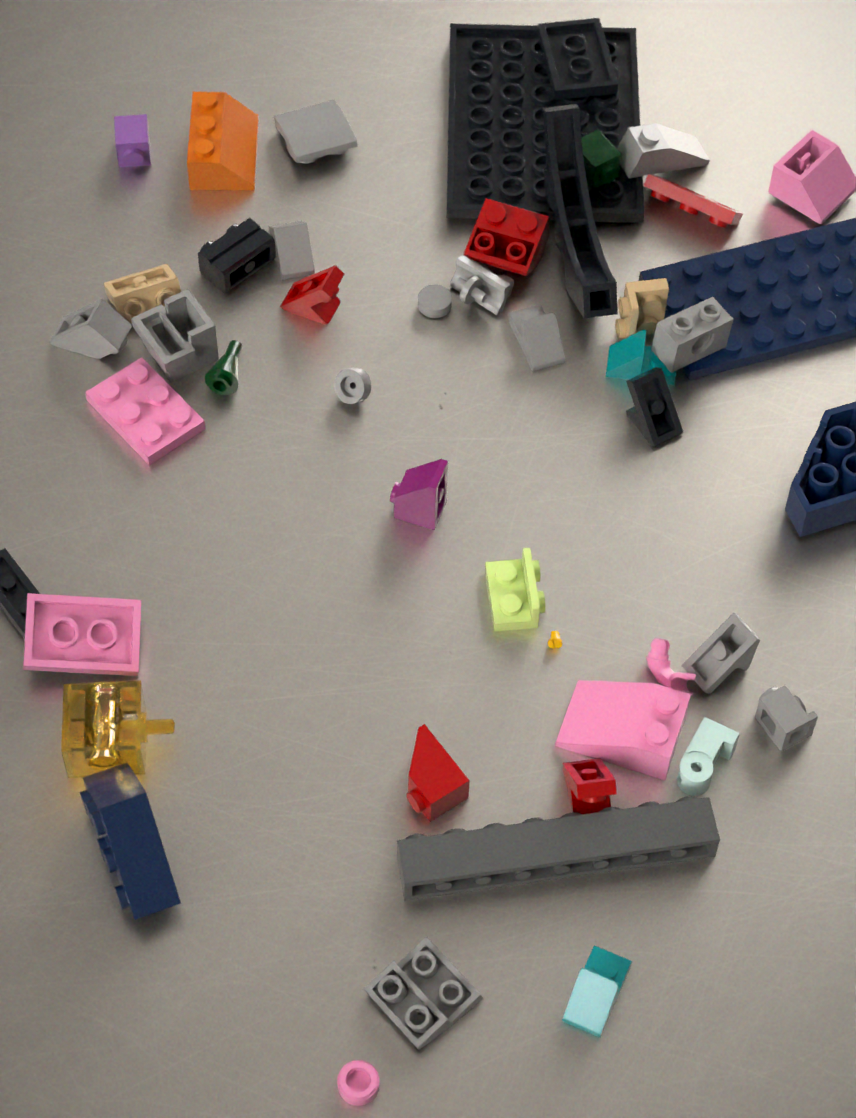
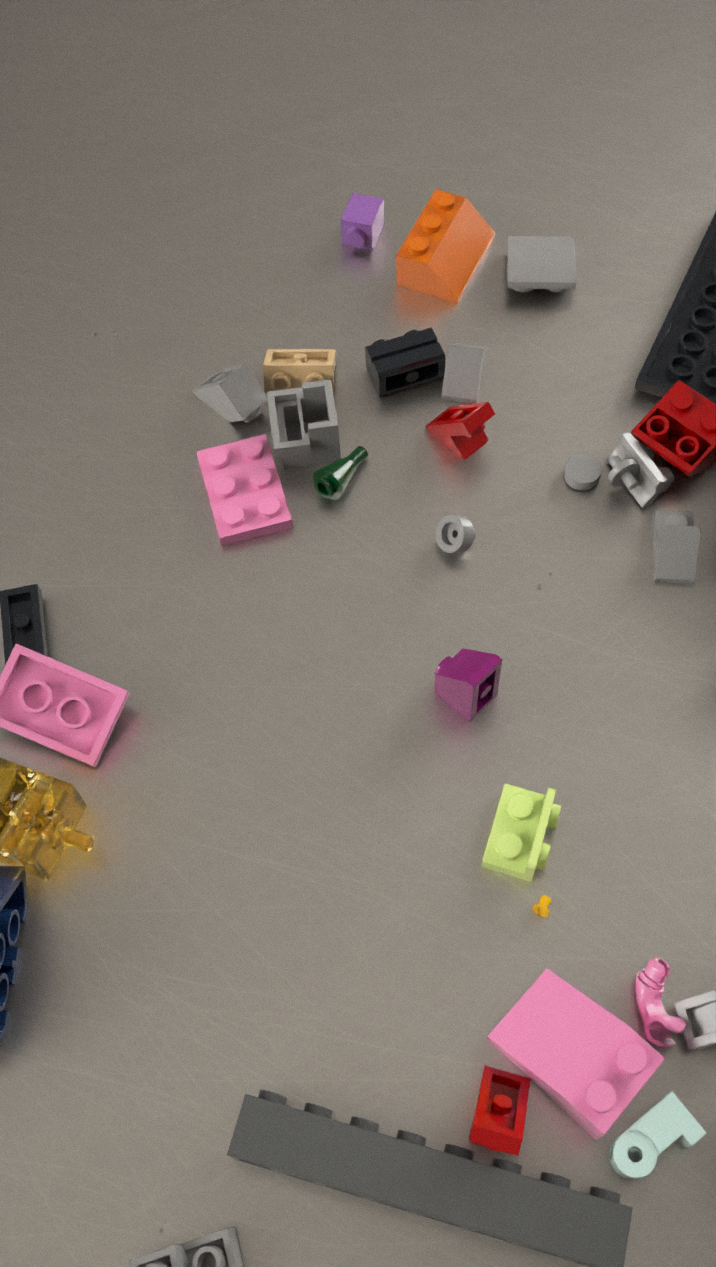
camera: 30 degrees right, 5 degrees up
(434, 778) = (327, 1024): red slope -> none

